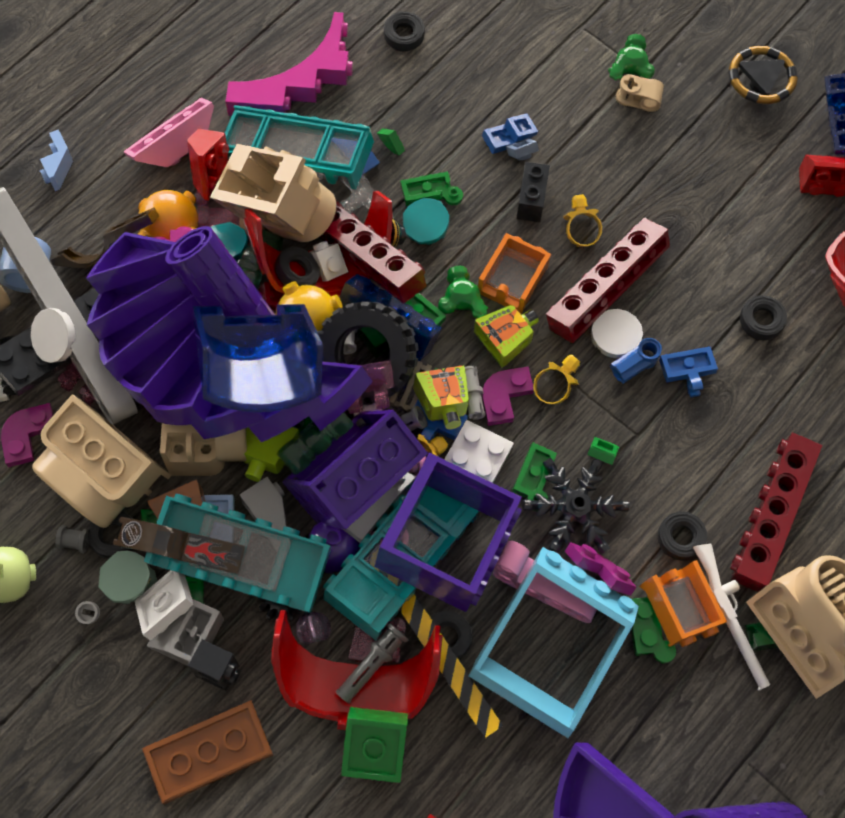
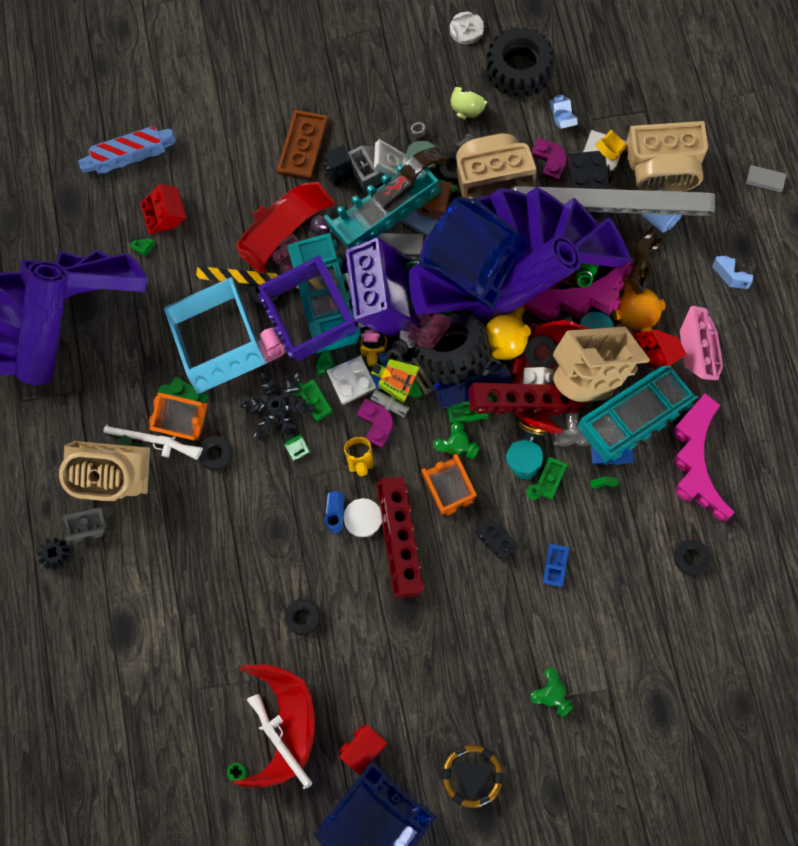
camera: 135 degrees right, 5 degrees up
(52, 335) = (585, 183): white tile -> none
(348, 690) = (278, 245): dark grey pin -> none
(374, 744) = (237, 212): green container -> none
(506, 332) = (412, 450): torso -> none
(522, 149) = (536, 560): sand blue plate -> none
(579, 205) = (461, 560): yellow piece -> none
(613, 576) = (233, 393): magenta plate -> none
(643, 93) = (519, 680): tan piece -> none
(689, 366) = (306, 541): blue plate -> none
(804, 454) = (160, 472): dark red brick -> none

